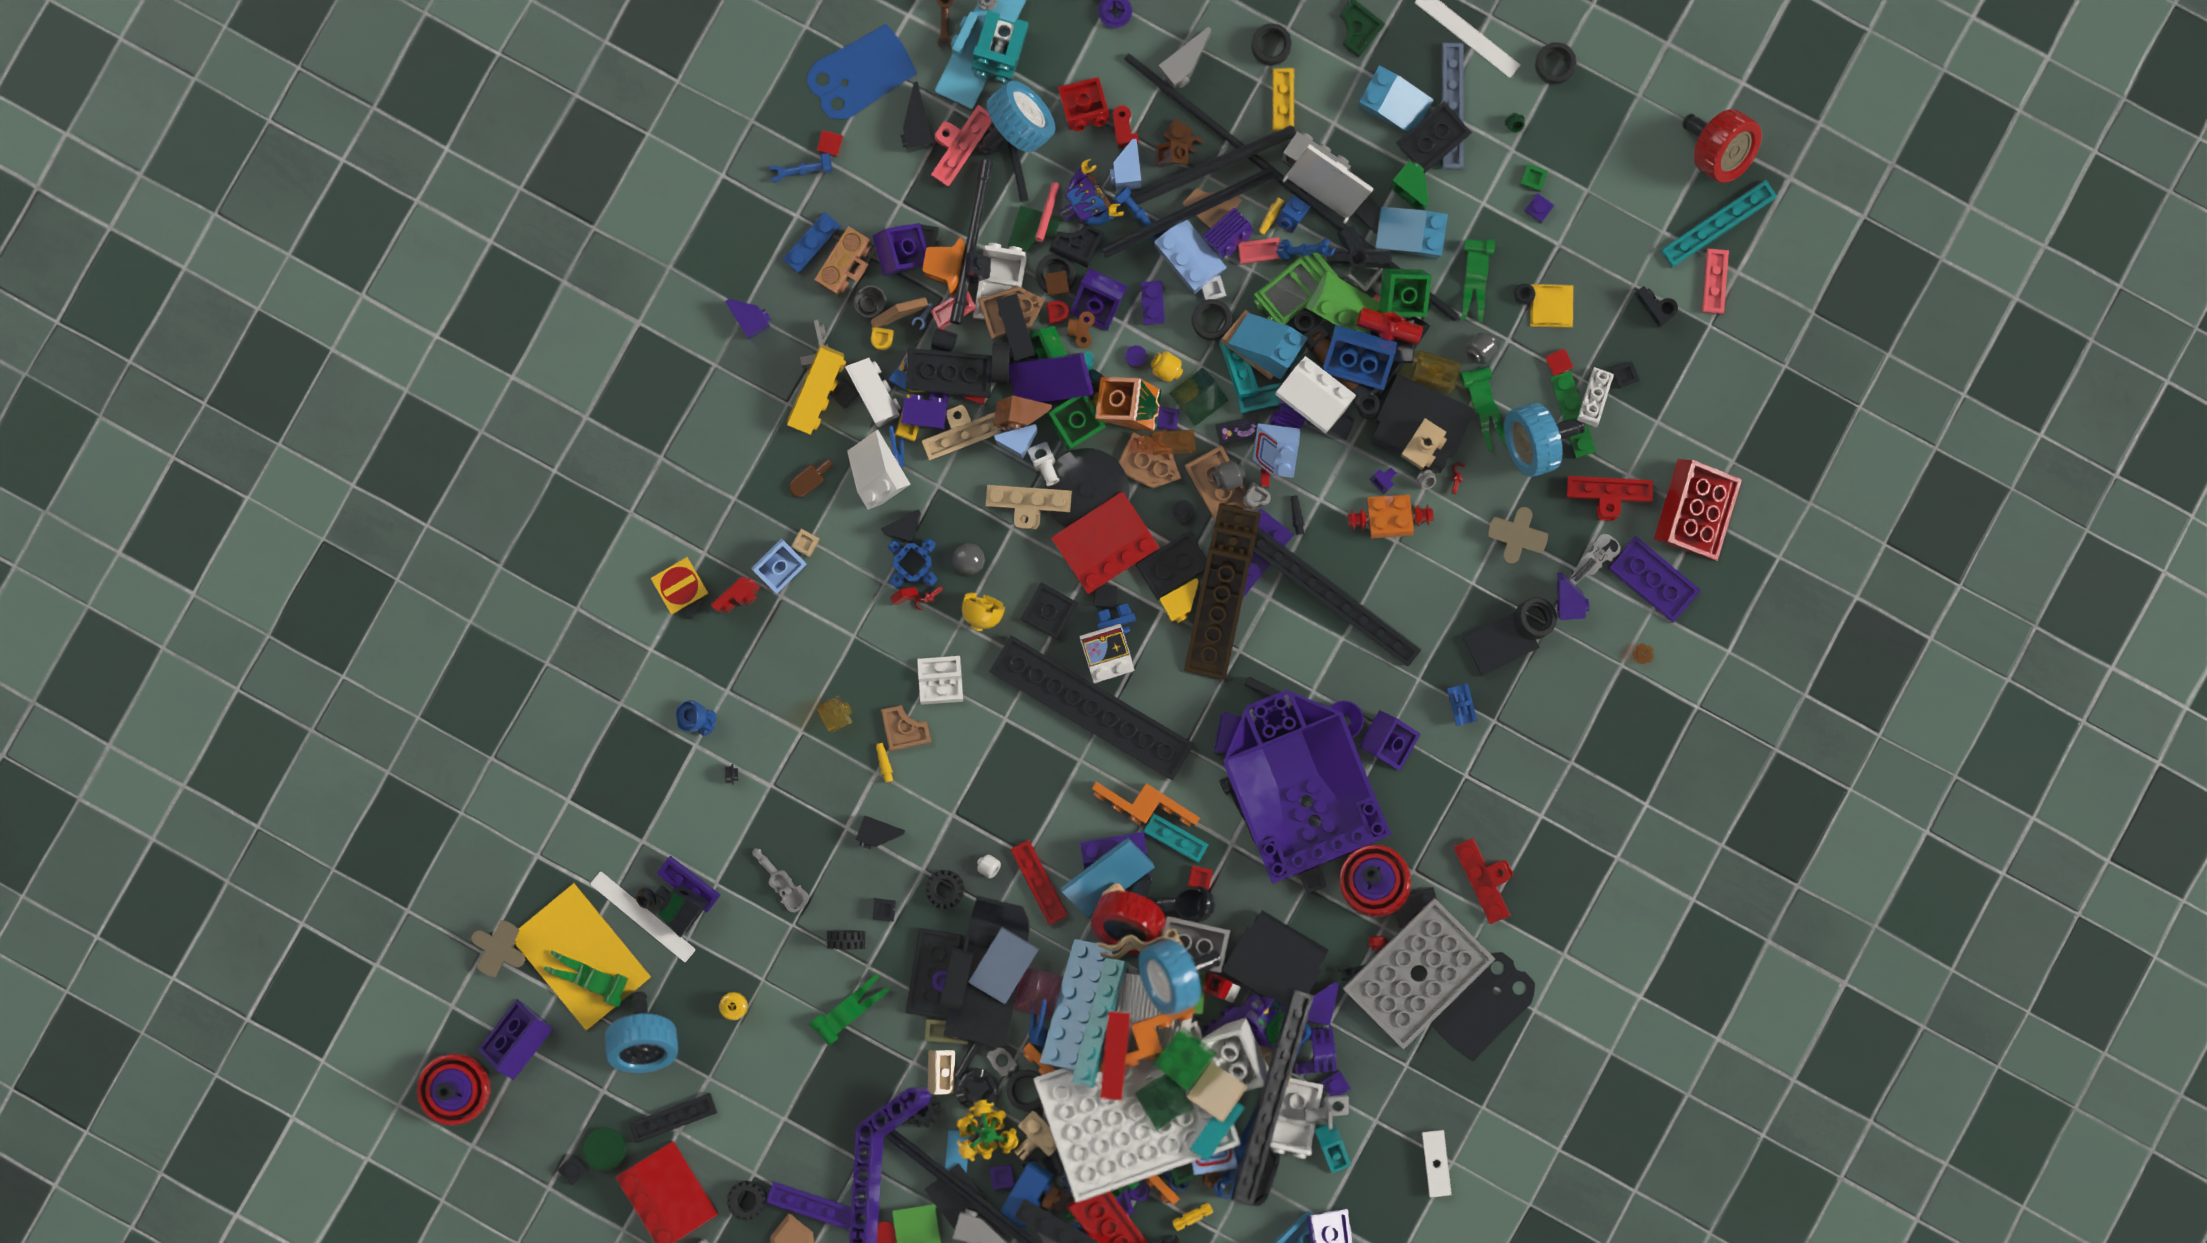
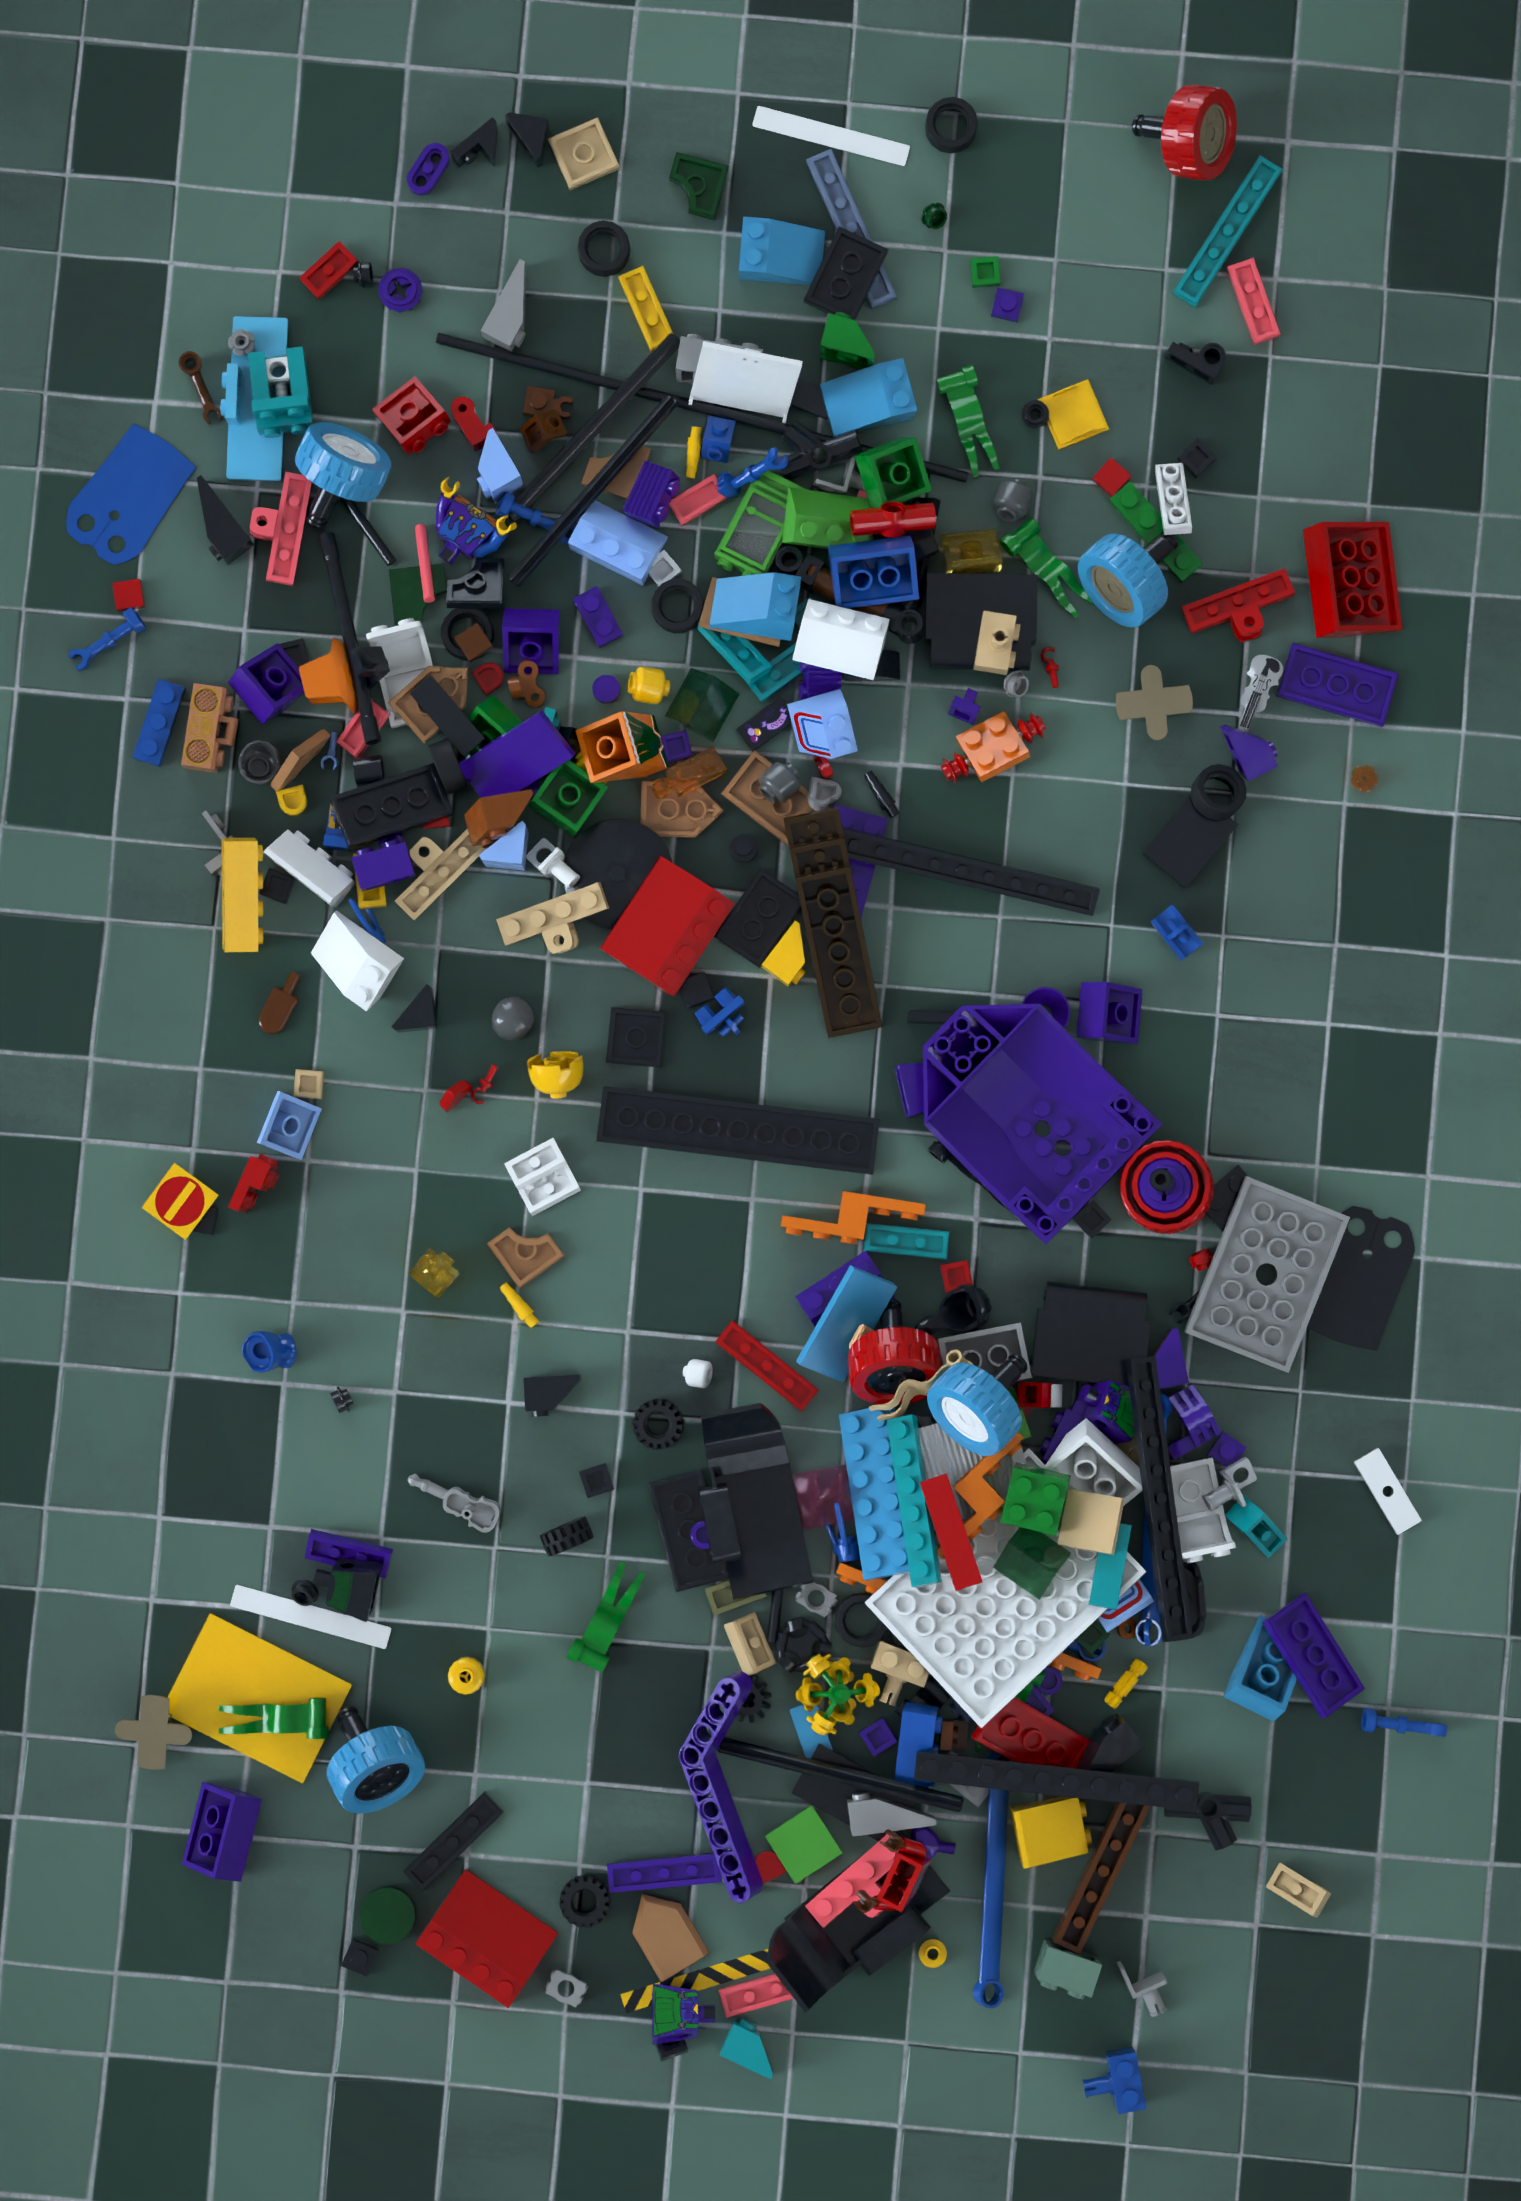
camera: 25 degrees left, 0 degrees up
(453, 1089) = (173, 1924): red wheel -> none
(749, 317) = (123, 844): dark purple slope -> none
(927, 546) = (456, 1023): blue piece -> none
(1003, 965) = (768, 1483): sand blue tile -> none
(1107, 653) = (728, 1057): slope -> none
(1485, 879) = (1295, 1128): red plate -> none

